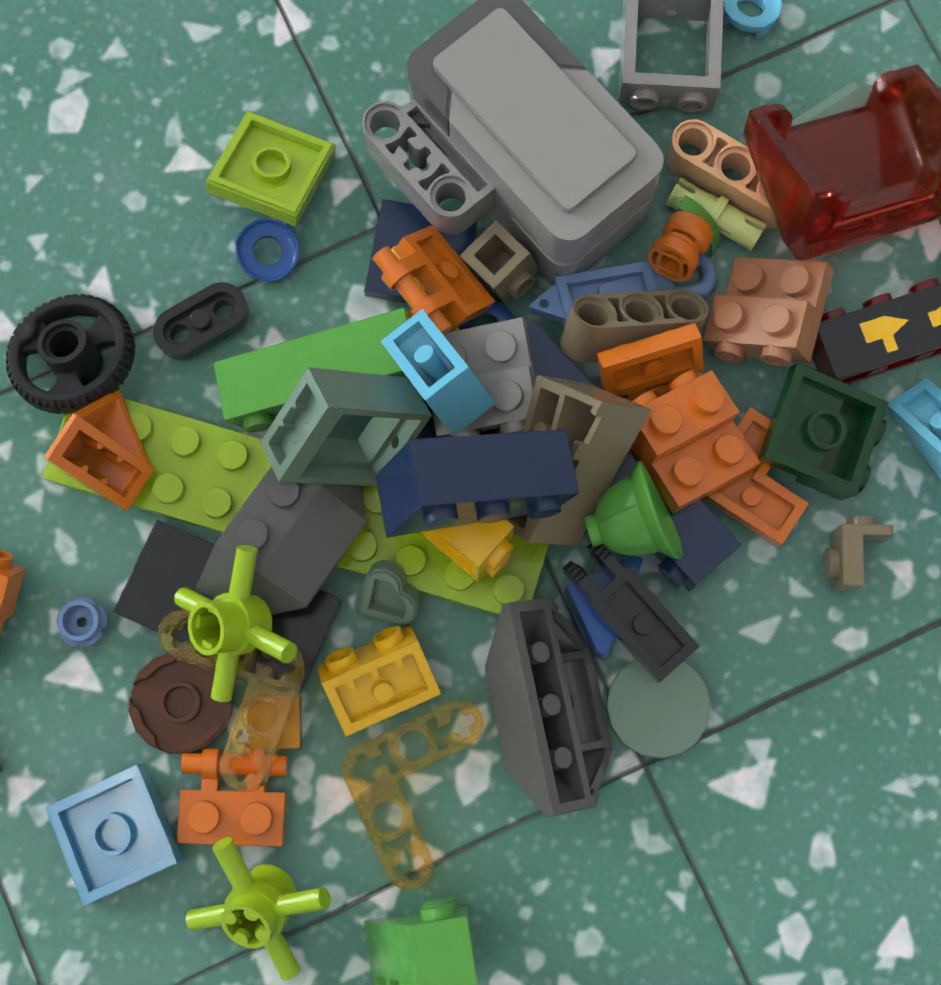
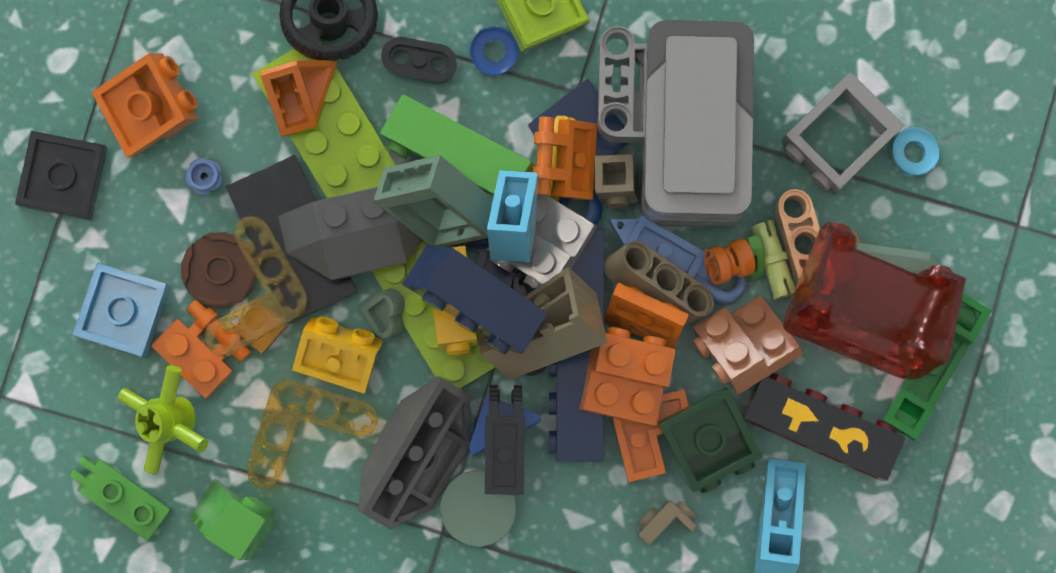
camera: 40 degrees right, 5 degrees up
(233, 624) = (282, 255): lime bar -> none
(634, 518) = (553, 394): bright green hat -> none

